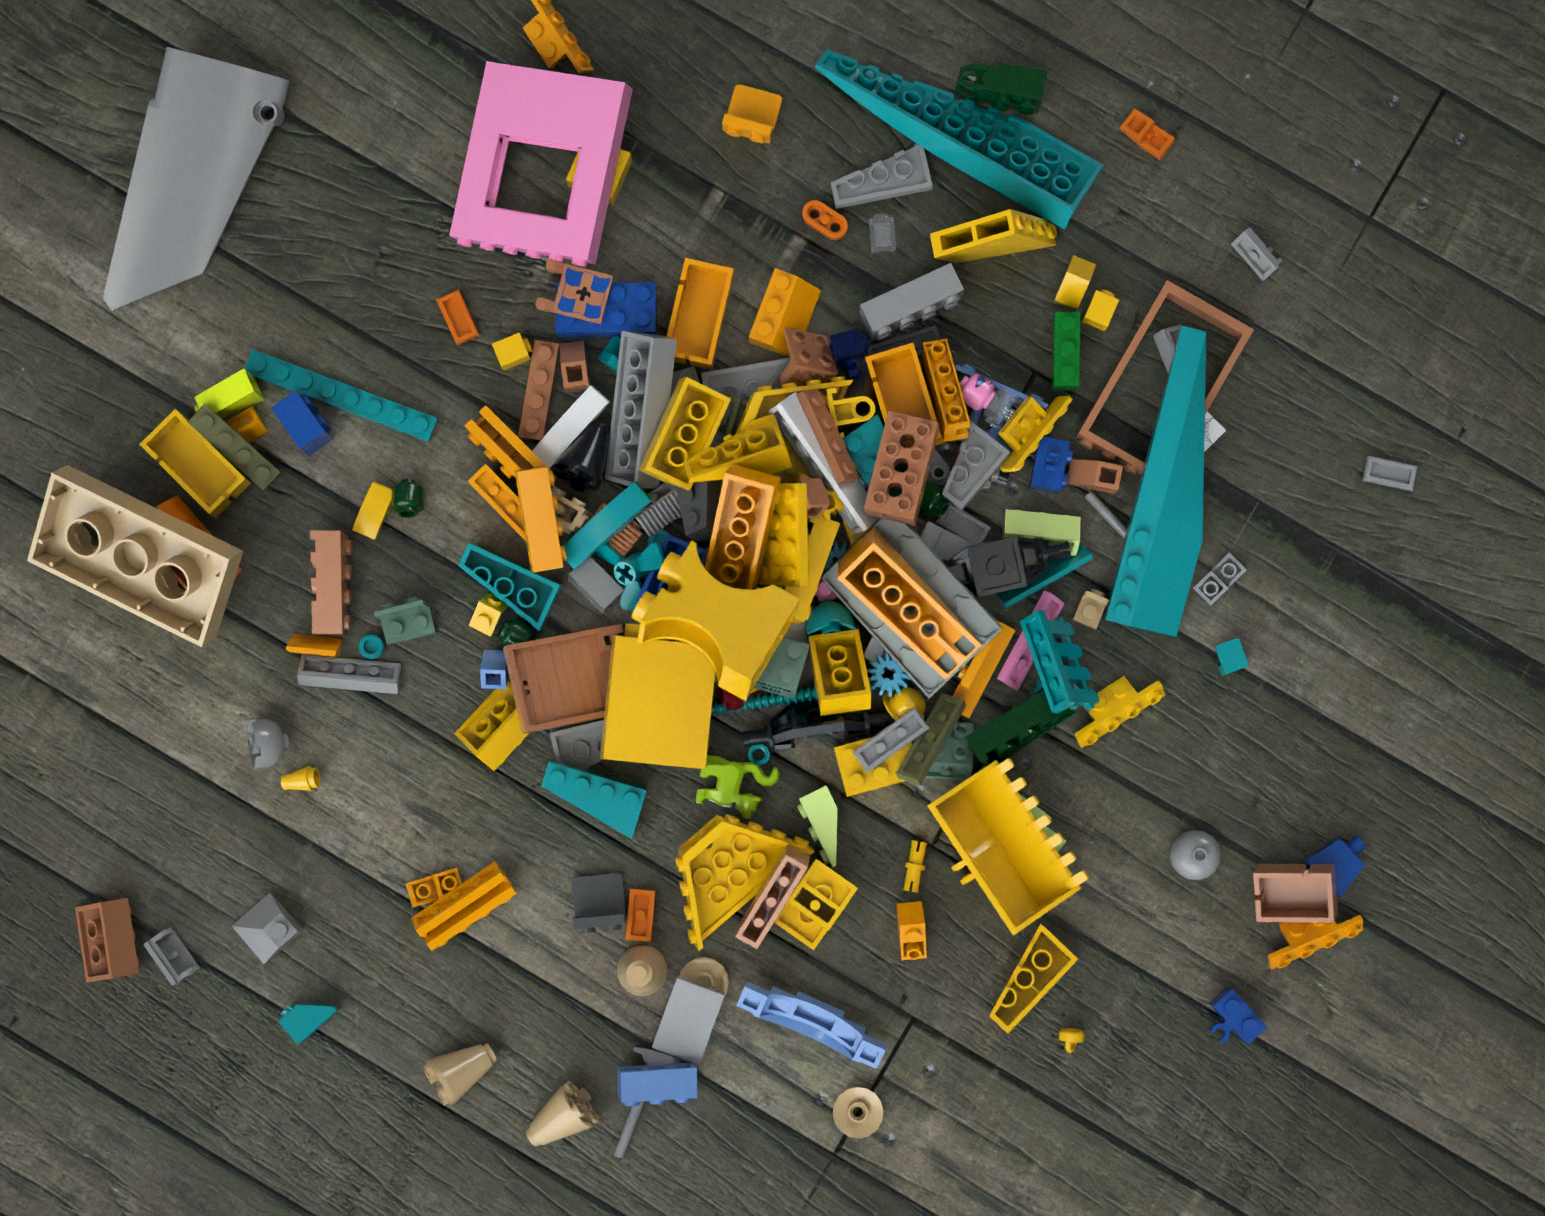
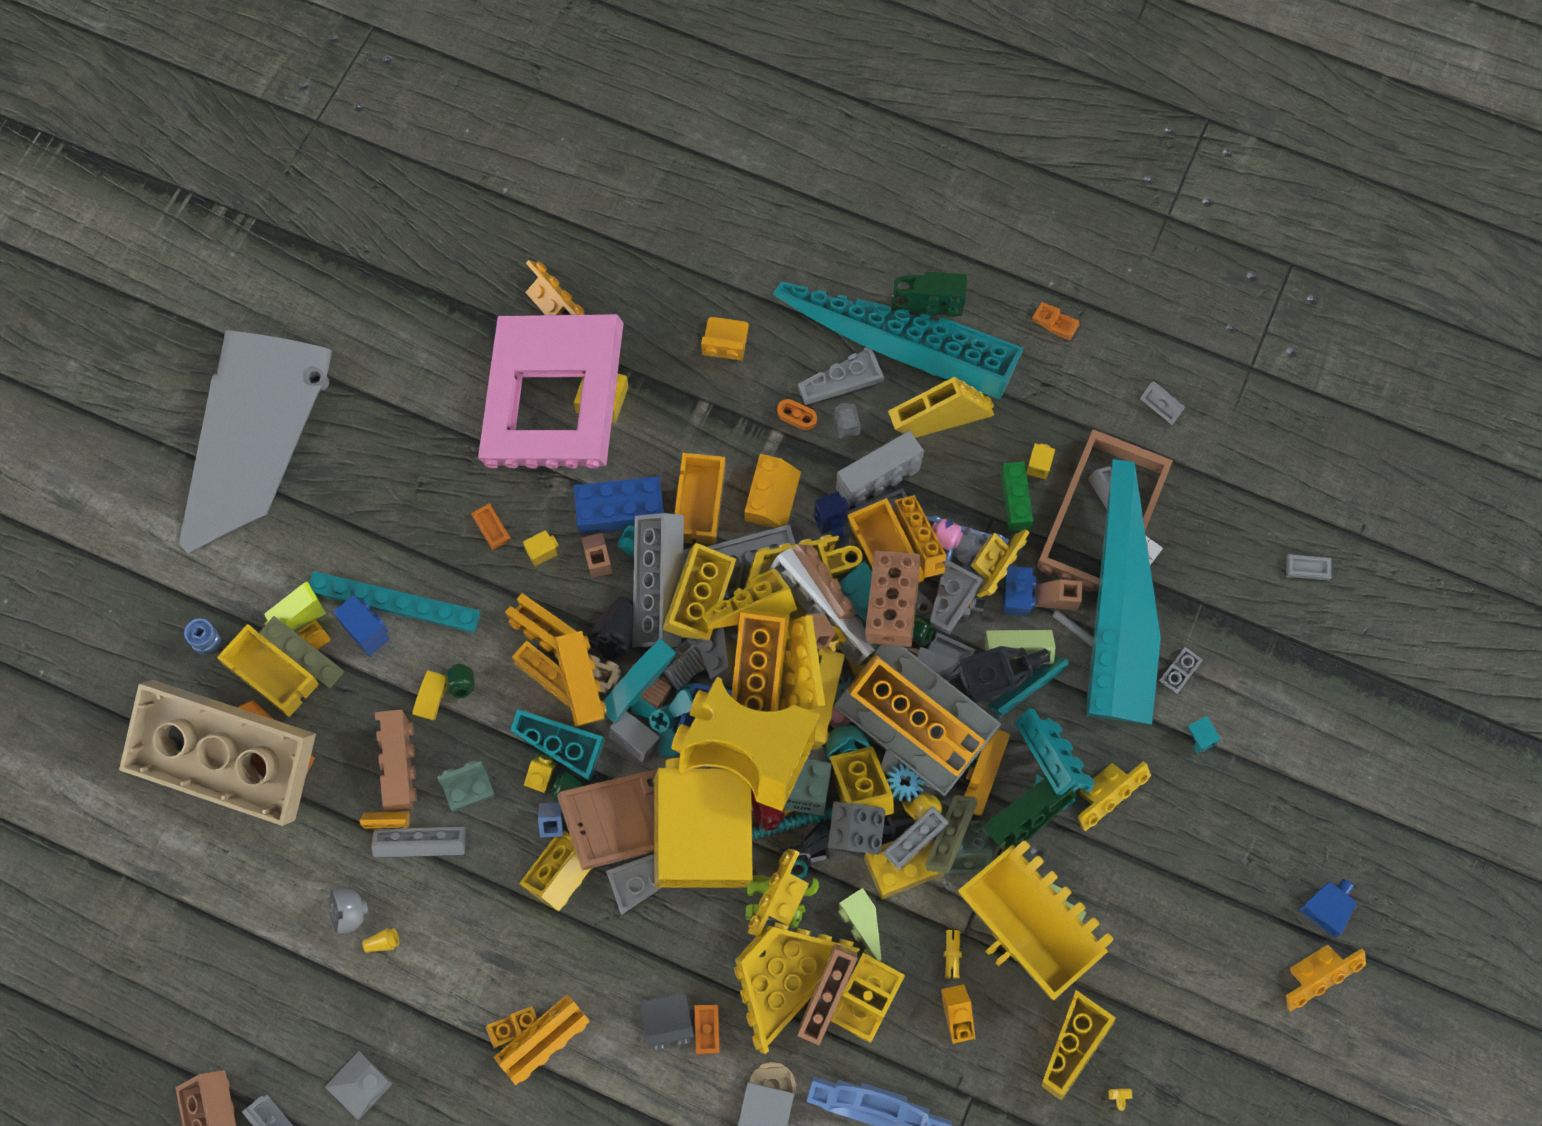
camera: 10 degrees left, 15 degrees down
(124, 414) = (202, 636): none -> medium blue wheel
(371, 646) = (437, 814): teal tile -> none
(538, 390) = (567, 578): nougat plate -> none
(570, 426) = (599, 601): white slope -> none
(580, 292) = (594, 491): nougat flag -> none
(598, 794) = (662, 922): teal wedge -> none
(642, 970) = (714, 1082): tan cone -> none
(736, 786) = (782, 896): none -> yellow bracket
(809, 358) = (798, 523): nougat bracket -> none
(826, 724) = (856, 828): none -> dark grey bracket
(1020, 658) = (1020, 752): bright pink plate -> none
(1075, 282) = (1015, 442): yellow slope -> none
(1090, 608) = (1073, 708): tan bracket -> none
(1195, 855) = (1203, 914): light grey cylinder -> none
(1236, 1017) = (1268, 1057): blue brick -> none
(1295, 893) = (1300, 934): nougat piece -> none

